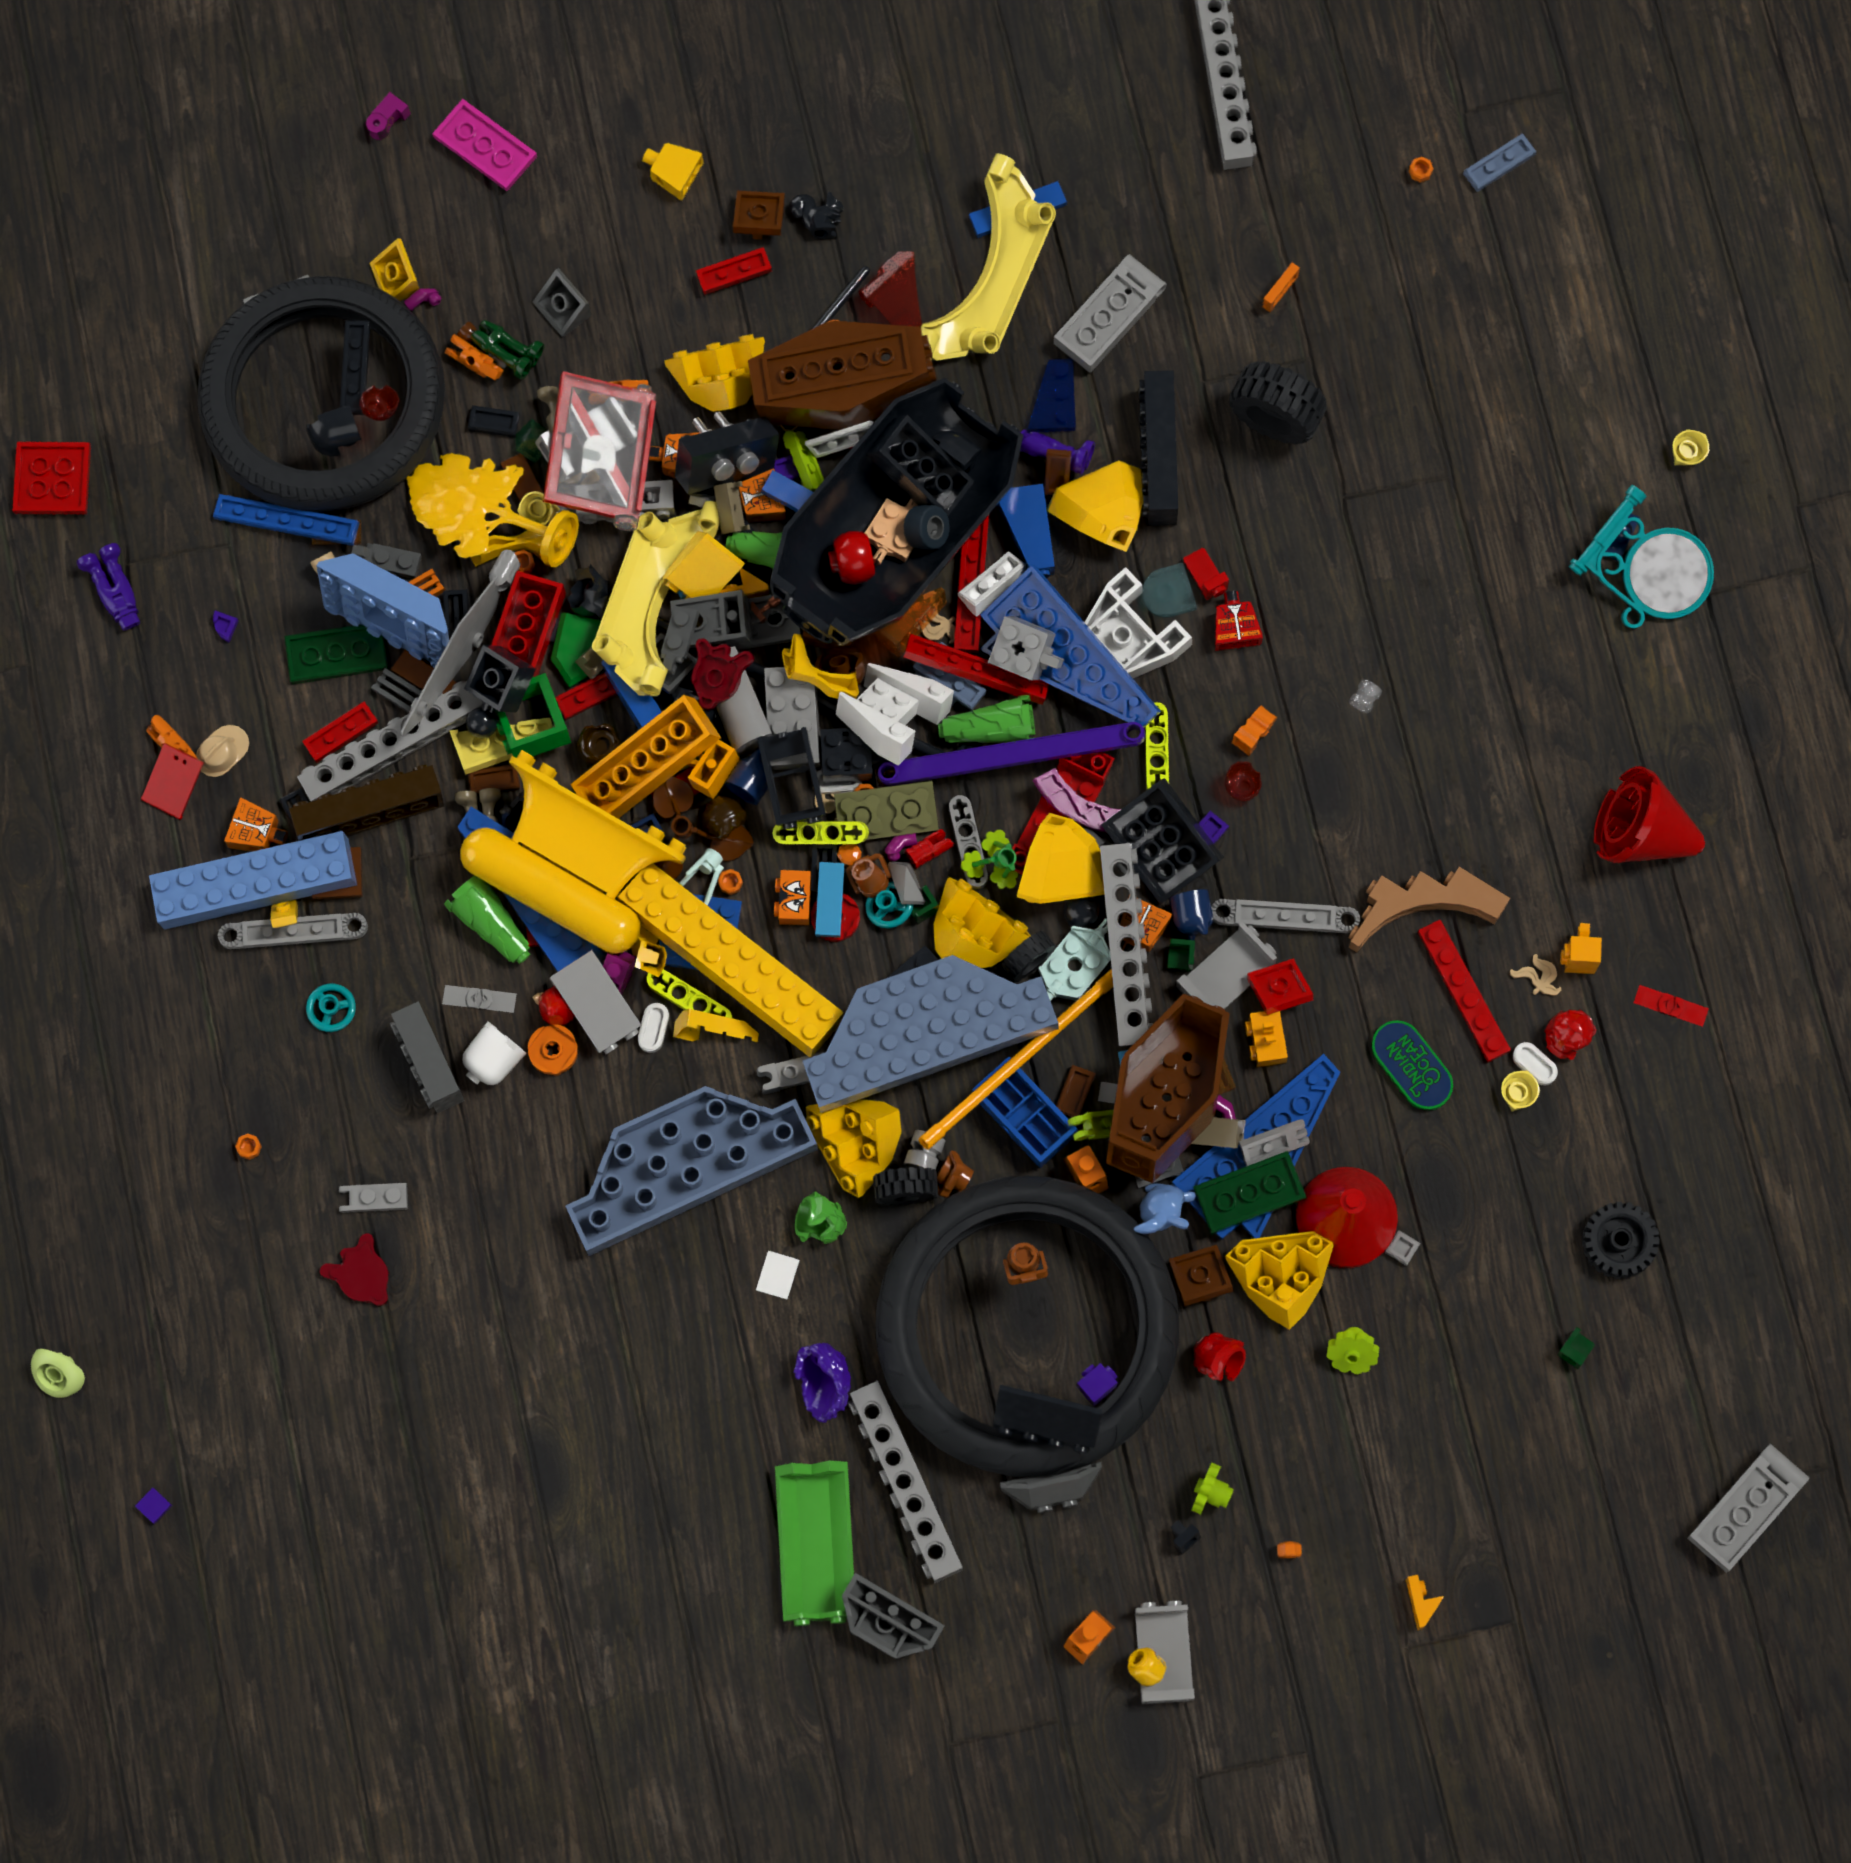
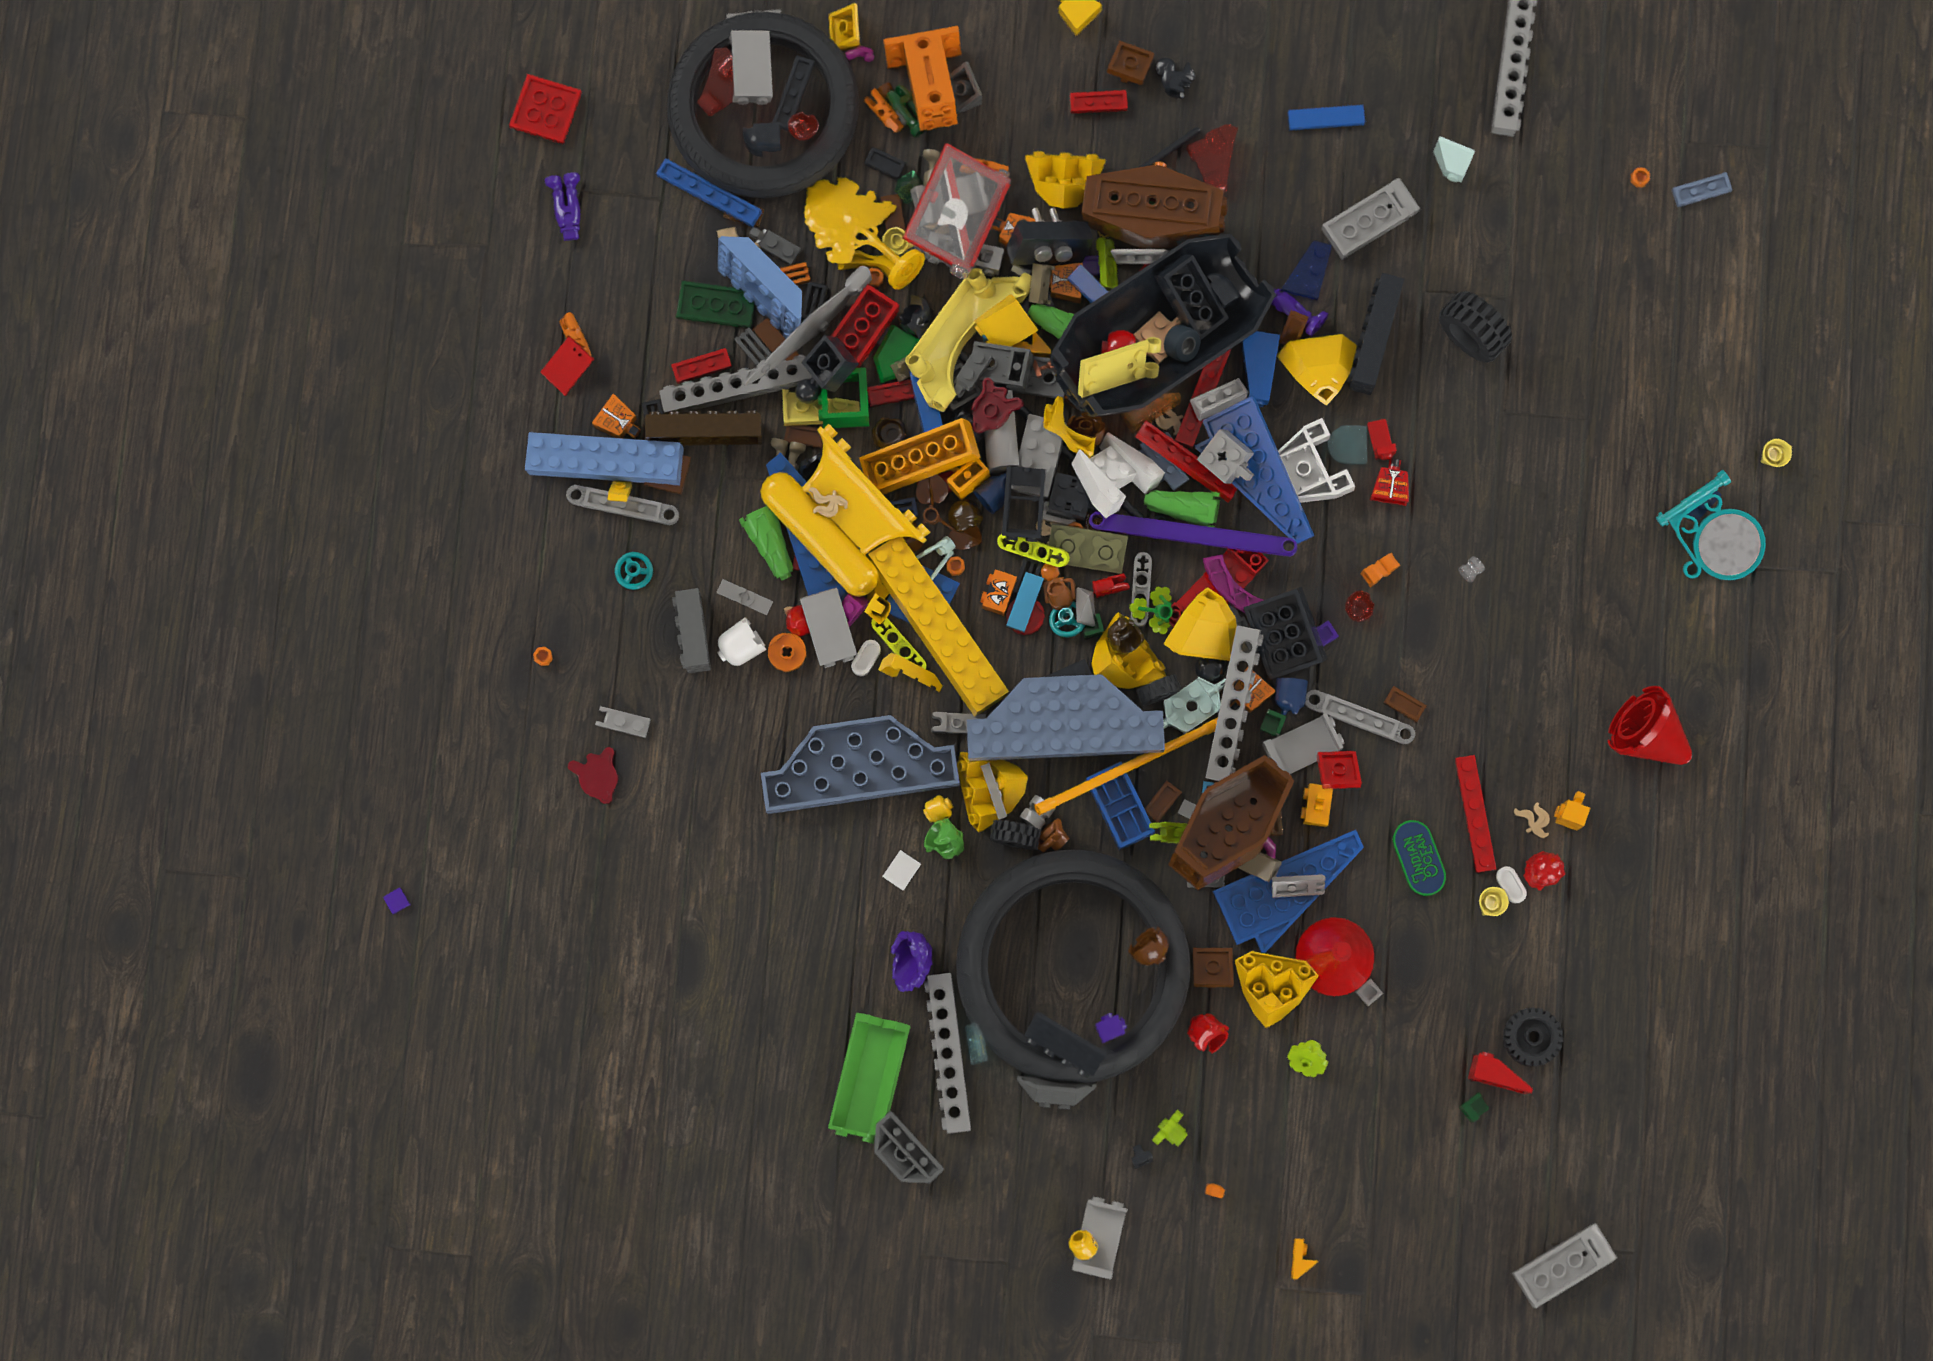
camera: 15 degrees right, 5 degrees up
(56, 1373) = (354, 782): yellowish green hat -> none
(222, 750) = (611, 353): tan piece -> none
(224, 625) = (640, 259): dark purple tile -> none
(266, 379) = (720, 84): none -> clear red panel
(294, 349) = (751, 67): none -> light grey panel
(513, 295) = (928, 72): none -> orange brick
(556, 842) = (832, 508): none -> tan piece
(799, 1184) = (938, 809): none -> yellow head
(849, 581) = (1112, 367): none -> light yellow hinge
(861, 1138) = (994, 792): none -> light grey piece
(897, 844) = (1087, 575): magenta arm -> none
(936, 1459) = (976, 1044): none -> clear light blue tile
(965, 901) = (1124, 636): none -> dark brown hair
(1016, 241) = (1315, 145): light yellow panel -> none
(1023, 1262) = (1084, 920): dark orange piece -> none
(1087, 1169) = (1152, 863): orange torso -> none
(1088, 1636) = (1048, 1208): orange torso -> none
(1116, 1268) = (1150, 948): none -> reddish brown cylinder
(1157, 749) = (1303, 562): neon yellow beam -> none
(1162, 1208) = (1199, 910): medium blue piece -> none
(1187, 212) = (1453, 159): none -> light aqua slope
(1249, 1192) = (1268, 917): dark green tile -> none
(1281, 287) = (1505, 237): orange tile -> none
(1335, 884) = (1404, 704): none -> reddish brown tile
(1461, 893) = (1497, 740): medium nougat arch -> none
(1590, 1298) = (1495, 1073): none -> red slope
(1671, 1005) = (1627, 871): red piece -> none

